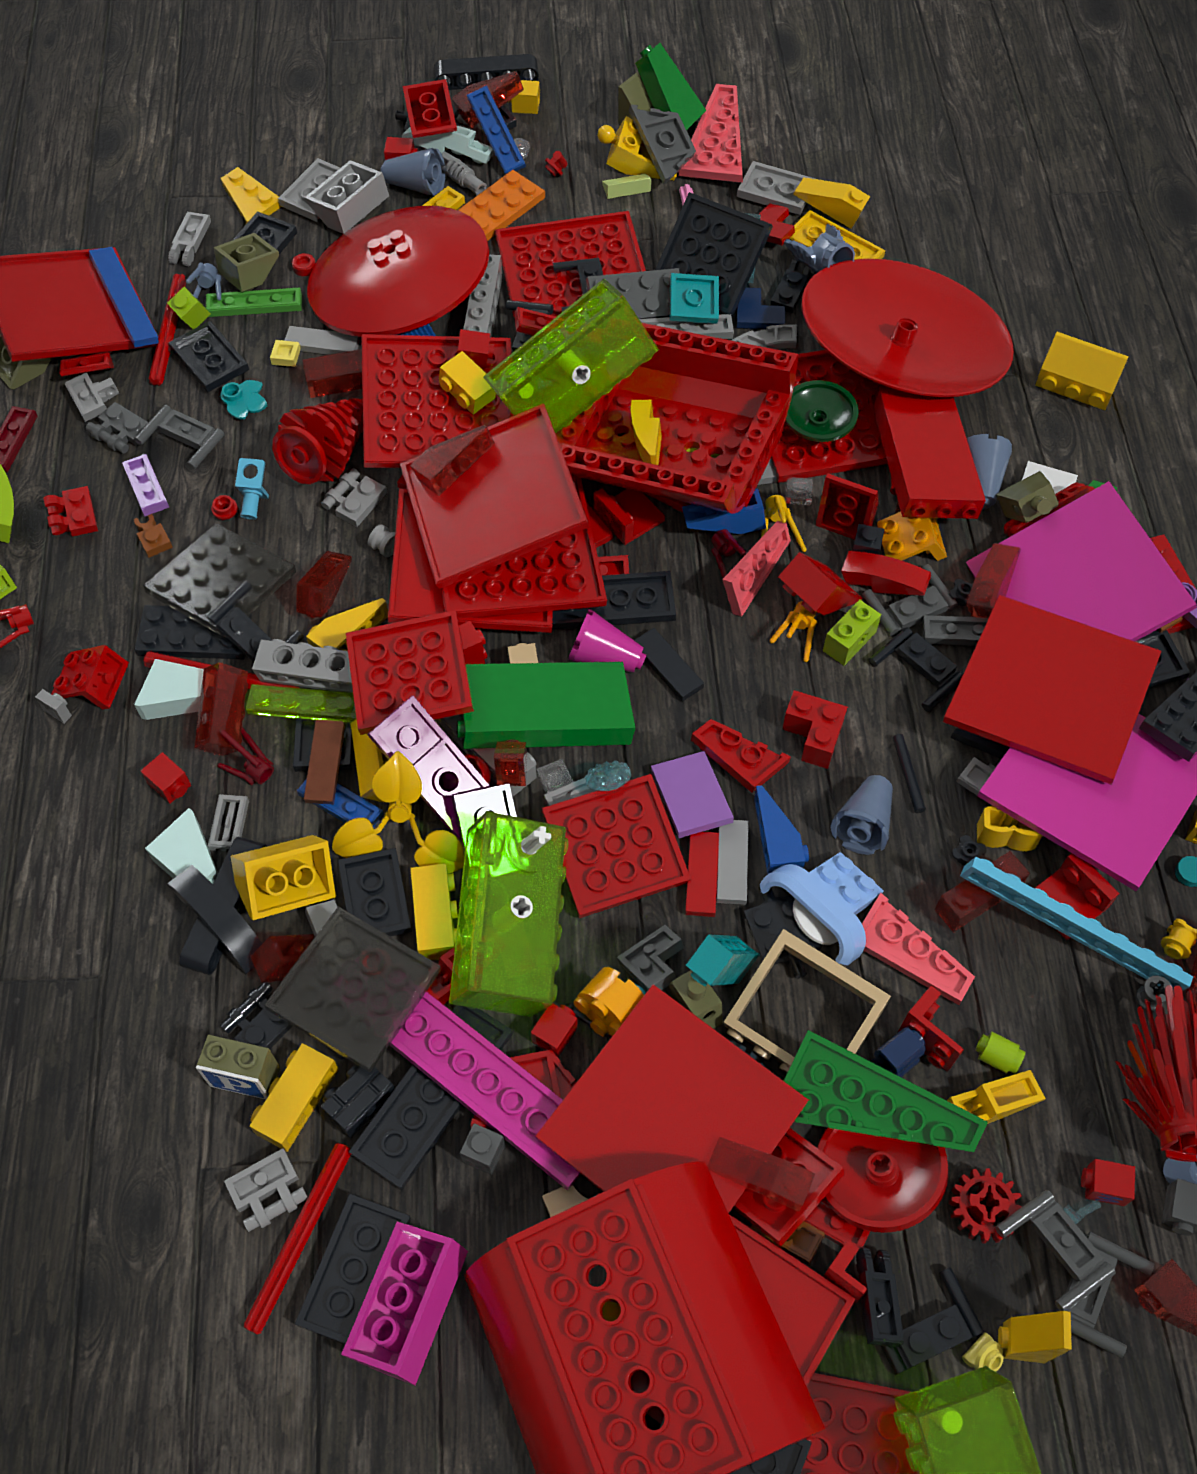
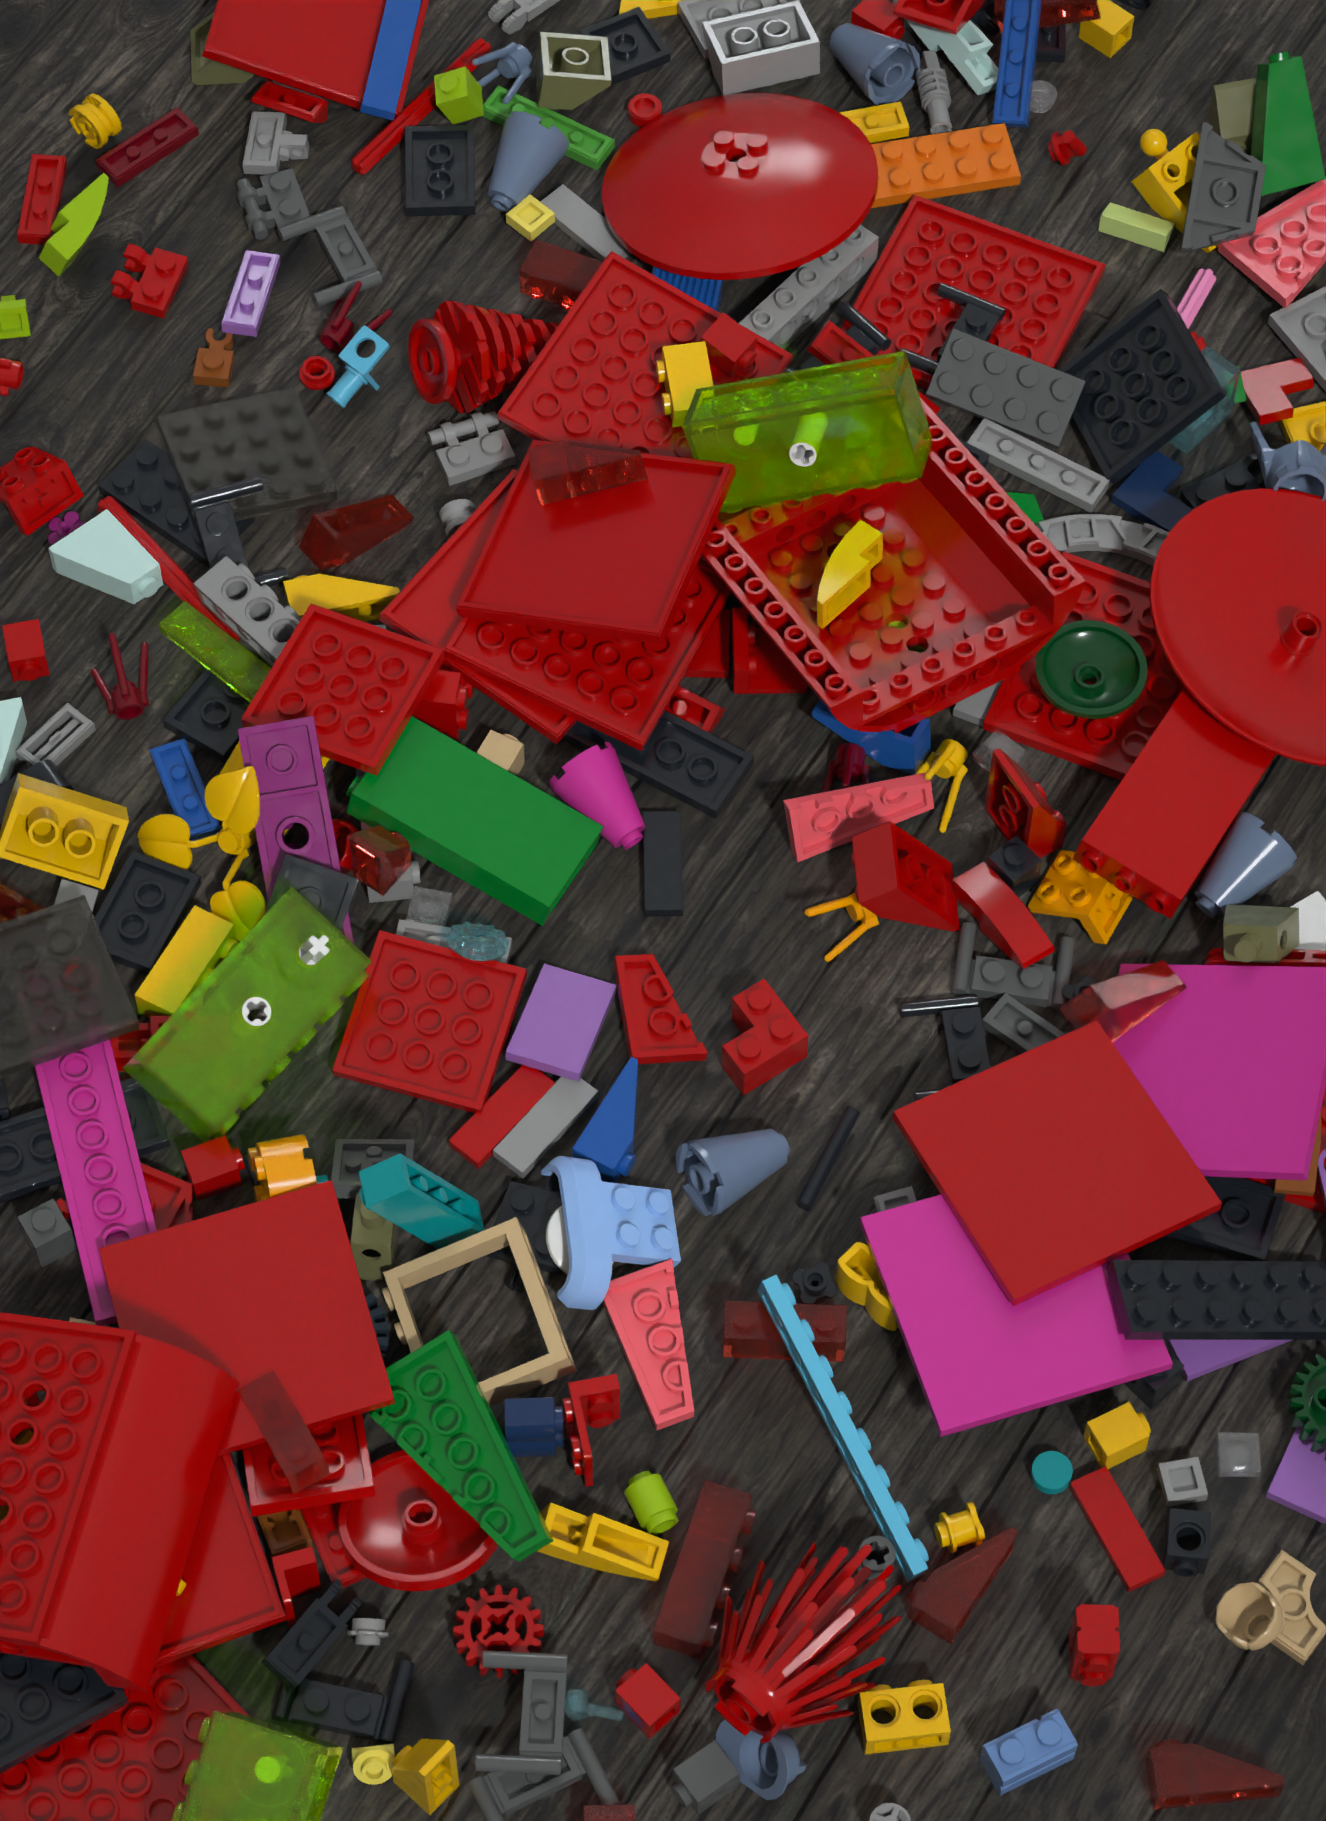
camera: 35 degrees right, 0 degrees up
(132, 690) = (63, 528): none -> magenta plant
(219, 477) = (338, 329): none -> dark red plant
(221, 708) = (134, 608): clear red brick -> none
(243, 398) = (442, 250): teal plate -> none
(257, 320) = (523, 159): none -> sand blue cone
(324, 762) = (196, 735): copper tile -> none
(694, 298) = (1069, 432): teal plate -> none
(851, 632) = (901, 959): lime brick -> none
(906, 1267) = (368, 1631): none -> light grey plate
(1067, 1073) = (703, 1570): none -> clear red brick
(1080, 887) = (884, 1402): red bracket -> none

